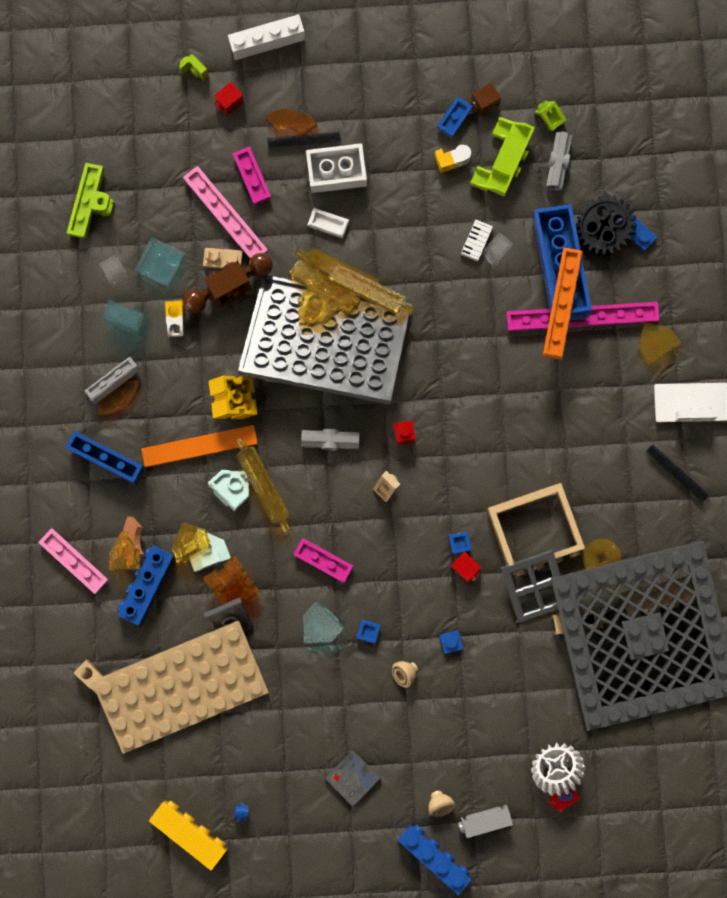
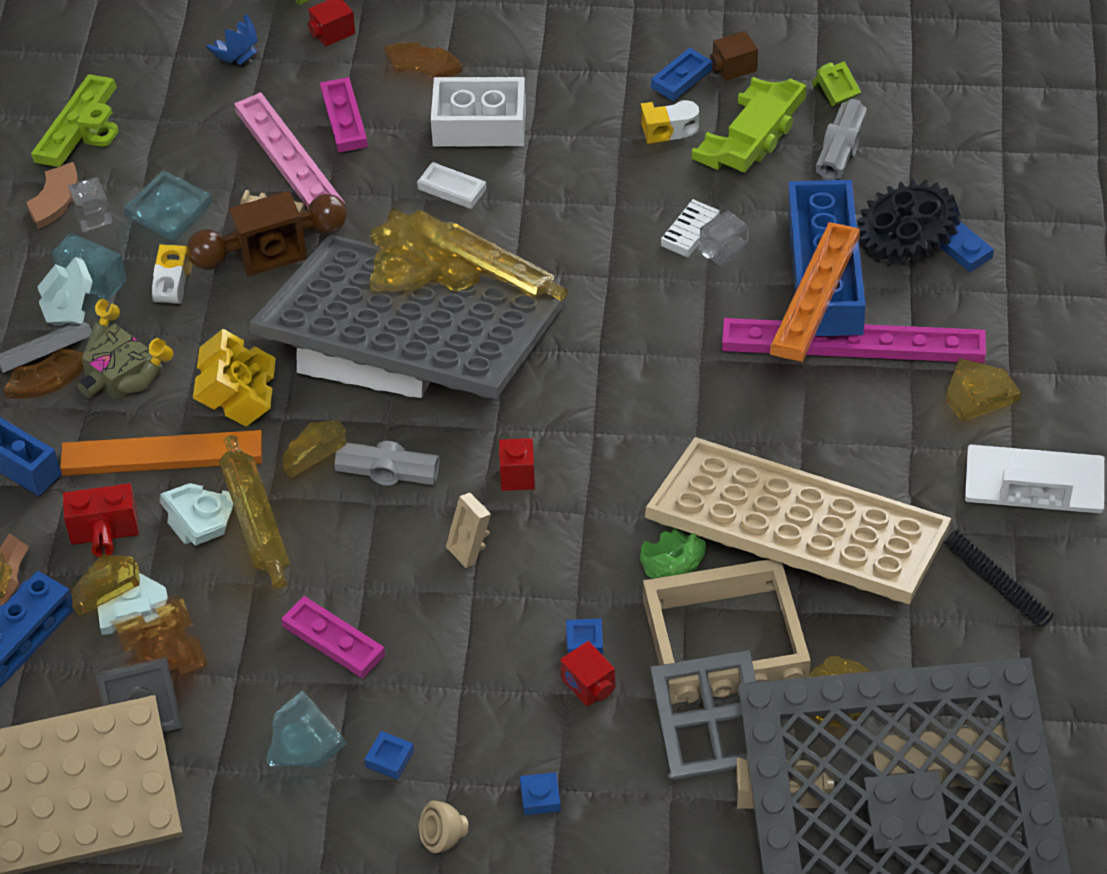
camera: 10 degrees right, 30 degrees down
(89, 260) = (55, 196): none -> nougat tile
(118, 345) = (64, 293): none -> light aqua plate
(159, 387) = (117, 360): none -> olive torso
(173, 130) = (238, 45): none -> blue piece
(177, 499) = (100, 516): none -> red brick
(286, 141) = (401, 84): black piece -> none
(286, 435) = (313, 445): none -> clear yellow plate
(501, 486) = (672, 554): none -> bright green hair
(567, 454) = (800, 519): none -> tan plate

